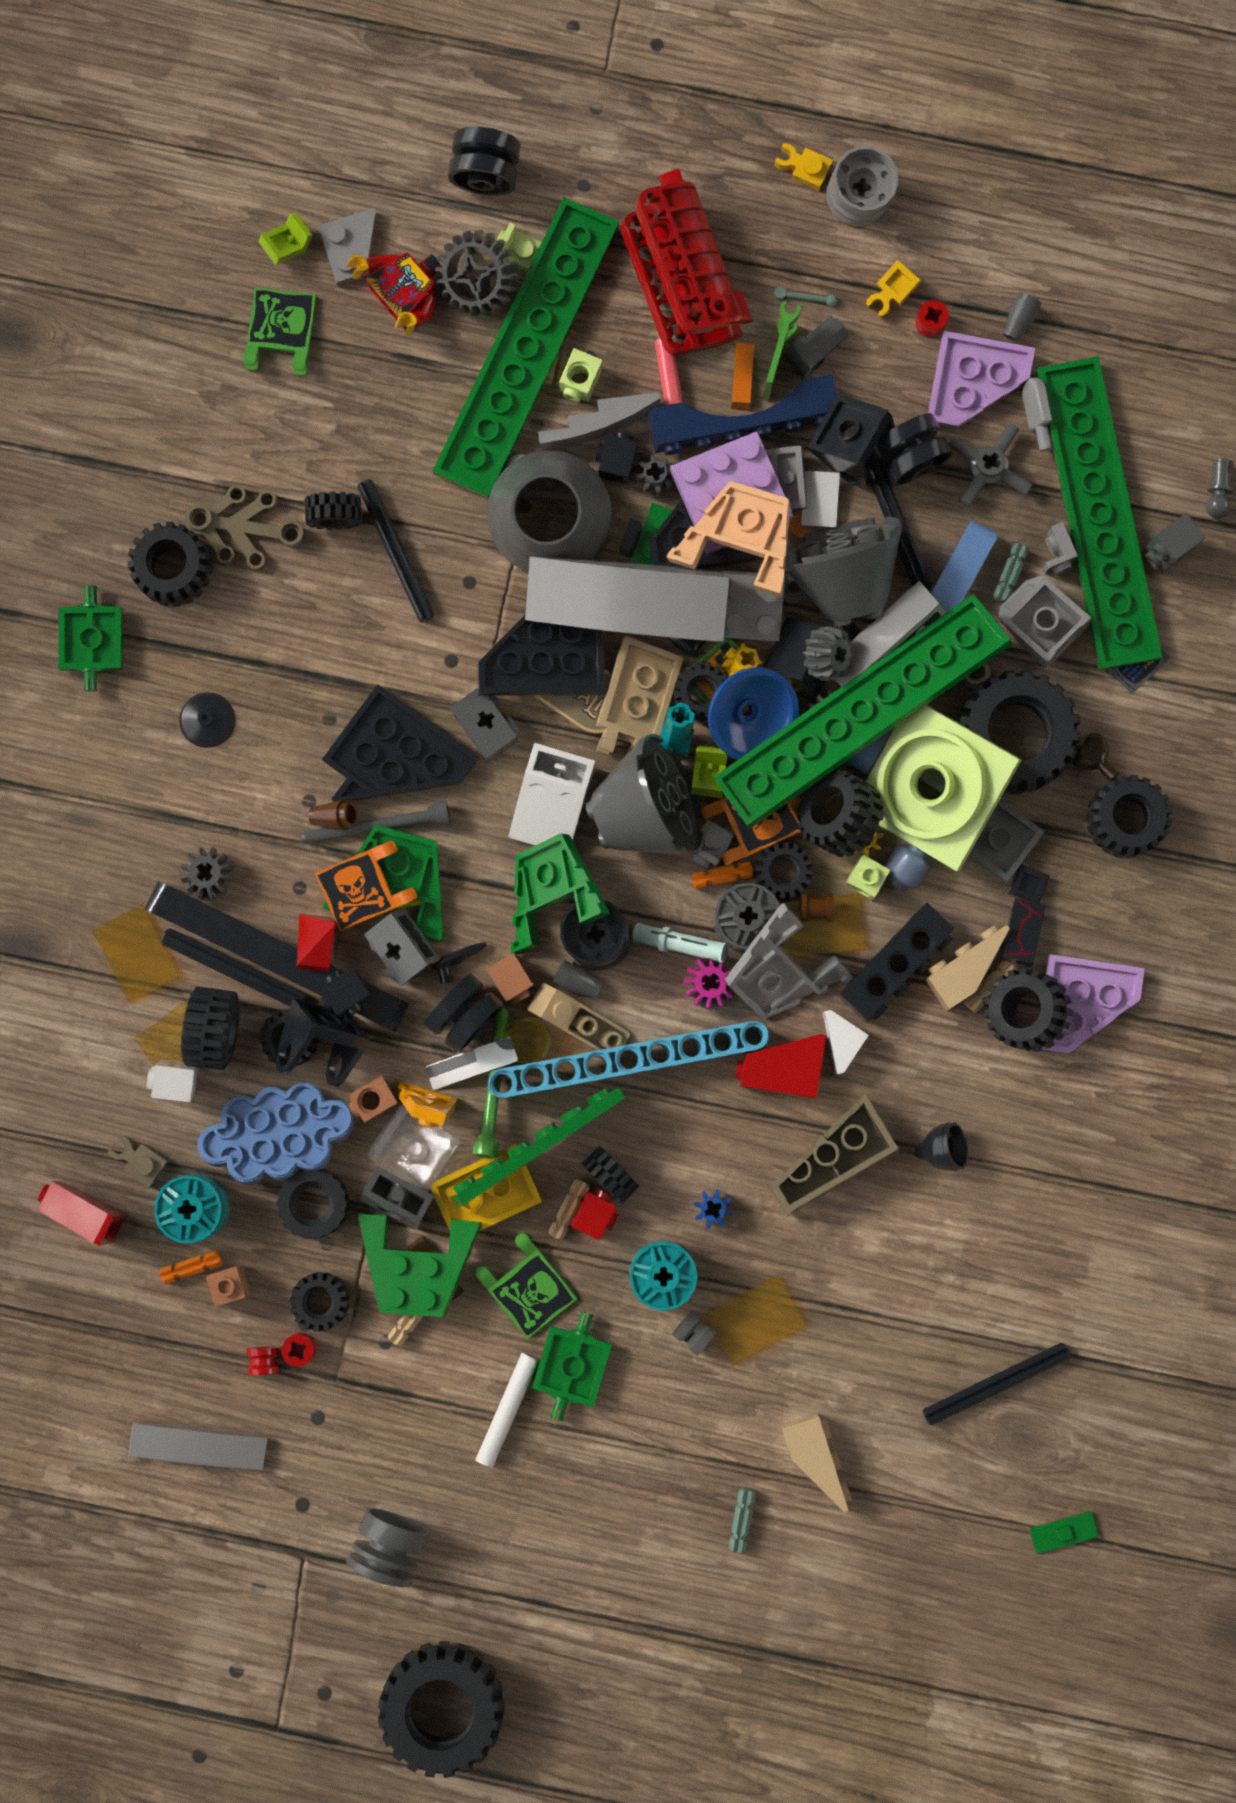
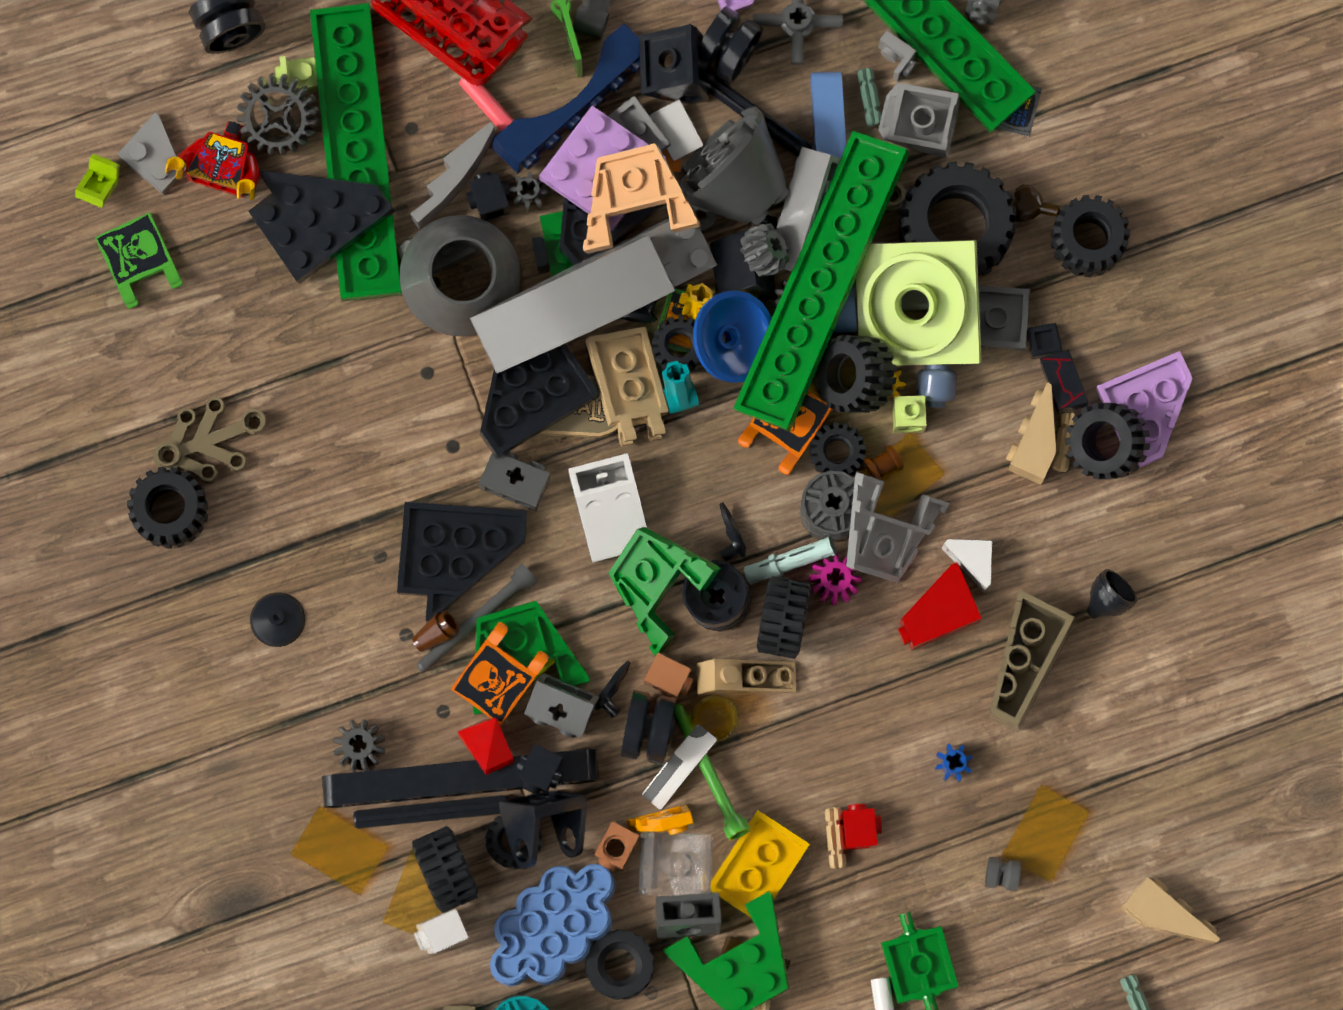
camera: 35 degrees left, 5 degrees down
(90, 638) = (137, 610): green plate -> none
(333, 510) = (279, 380): black tyre -> none
(395, 550) = (350, 383): black axle -> none
(454, 386) = (316, 218): none -> black wing
(525, 1152) = (773, 806): green plate -> none
(530, 1291) = (845, 925): flag -> none
(577, 980) = (723, 644): dark grey cone -> none
(580, 363) = (412, 136): yellowish green brick -> none
(610, 1174) = (852, 785): black tyre -> none
(641, 990) = (783, 617): none -> black tyre
(642, 1052) = (816, 670): medium azure beam -> none
(646, 888) = (734, 535): none -> black bar
(648, 803) = (692, 462): dark grey cone -> none
(649, 1261) = (941, 858): teal wheel -> none
(708, 763) = (720, 403): lime bracket -> none
(715, 843) = (763, 467): light grey bracket -> none
(722, 875) = (789, 485): orange axle -> none
(742, 376) = (549, 68): orange piece -> none
(924, 921) = (960, 514): black brick -> none
(996, 1384) = (1274, 762): black axle -> none

